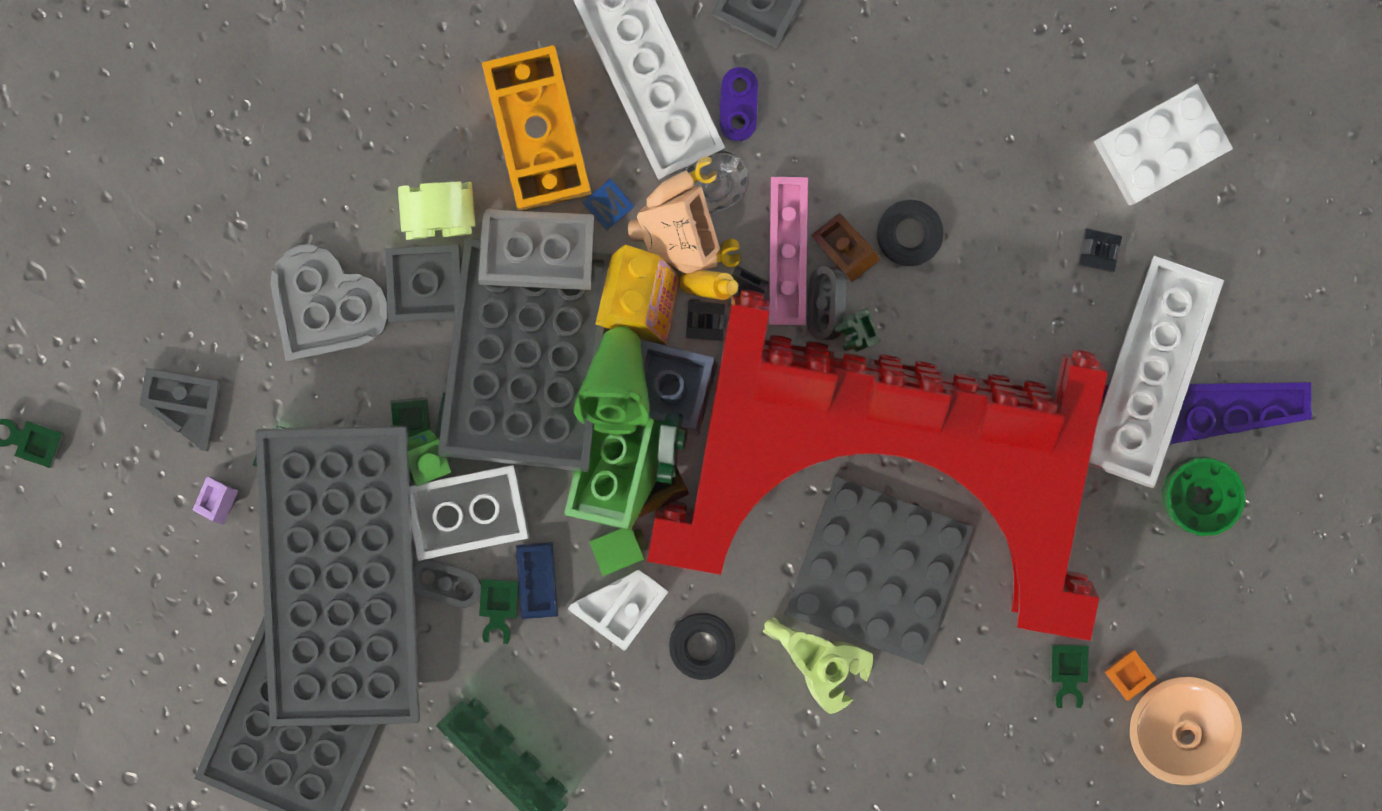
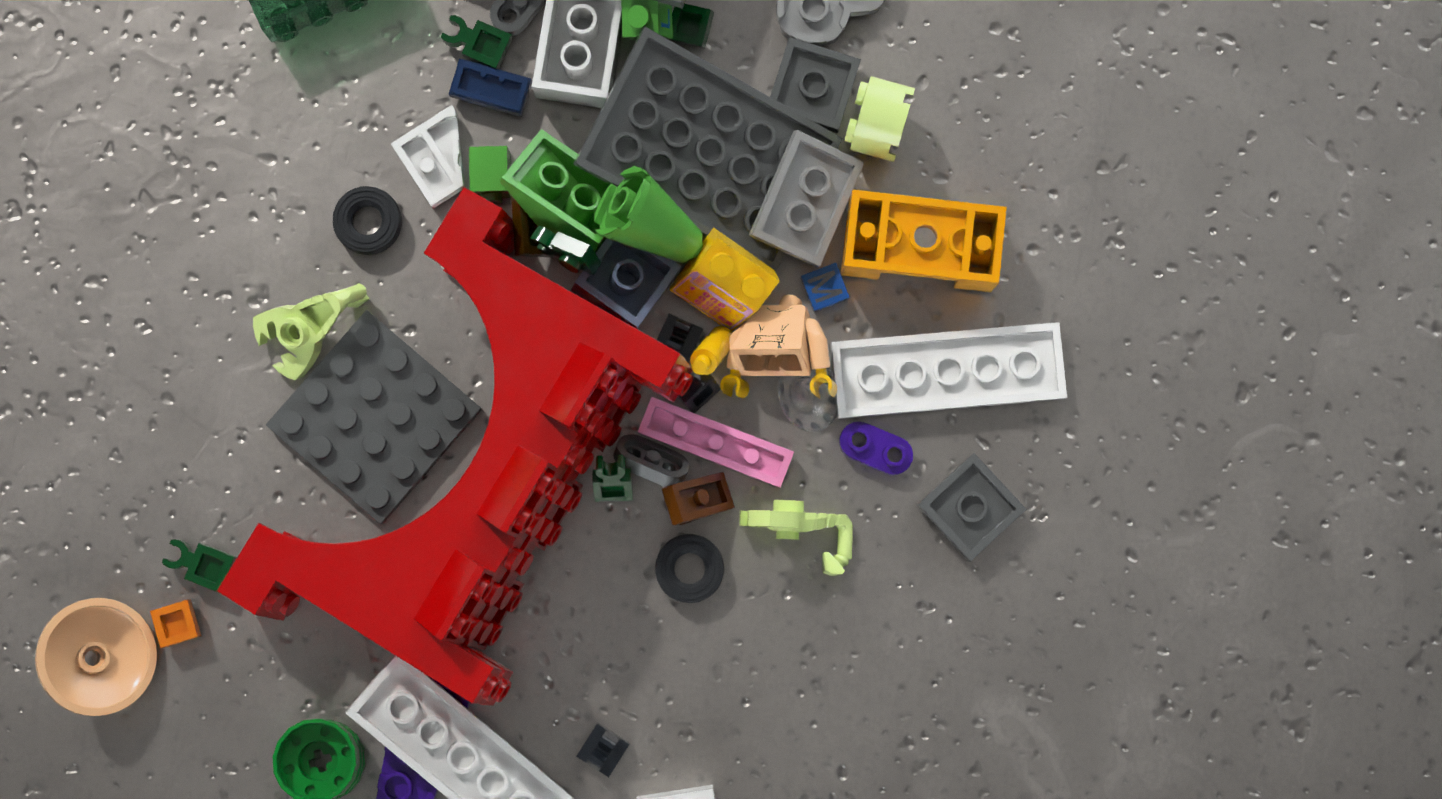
camera: 115 degrees right, 5 degrees down
(835, 158) = (790, 519): none -> yellowish green animal

